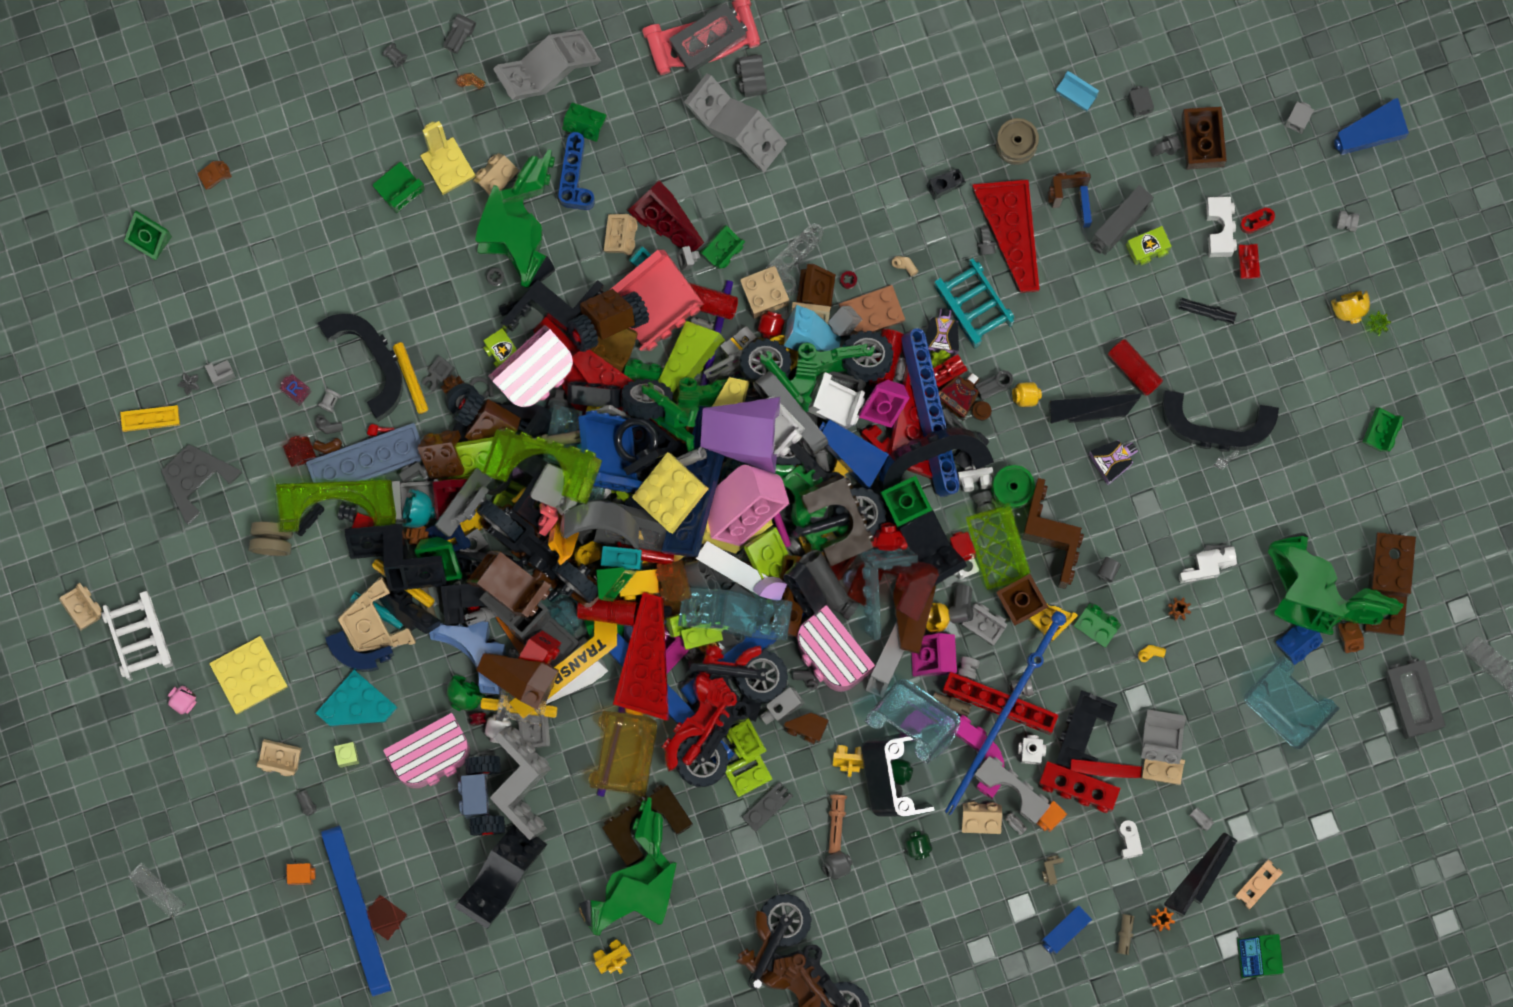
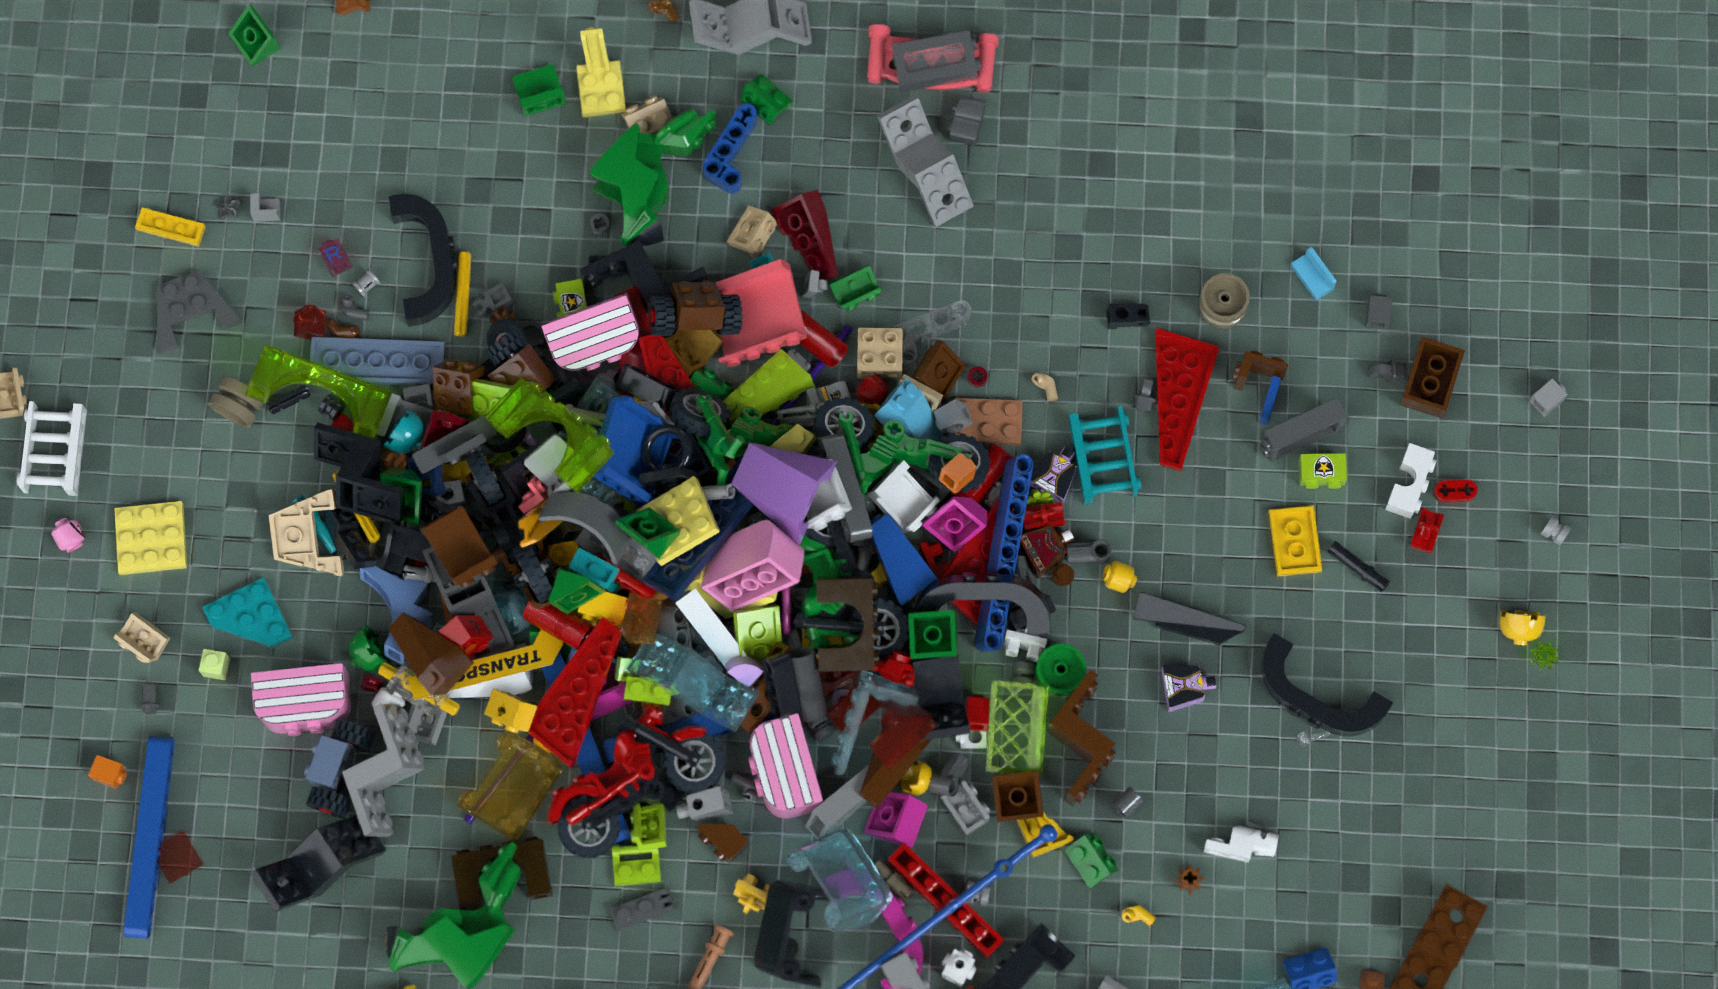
camera: 25 degrees right, 5 degrees down
(353, 660) = (260, 553): dark blue arch -> none
(374, 429) = (399, 332): red hand -> none
(599, 695) = (510, 711): none -> yellow brick
(653, 510) = (649, 530): none -> green slope
(872, 365) = (957, 473): none -> orange brick
(901, 771) = (803, 930): dark green head -> none
(968, 668) = (927, 848): light grey wheel -> none
(1134, 365) = (1251, 590): red piece -> none
(1150, 310) = (1295, 540): none -> yellow tile
(1312, 586) = (1344, 919): green piece -> none
(1375, 129) = (1626, 443): blue slope -> none
(1383, 430) = (1500, 775): green bracket -> none

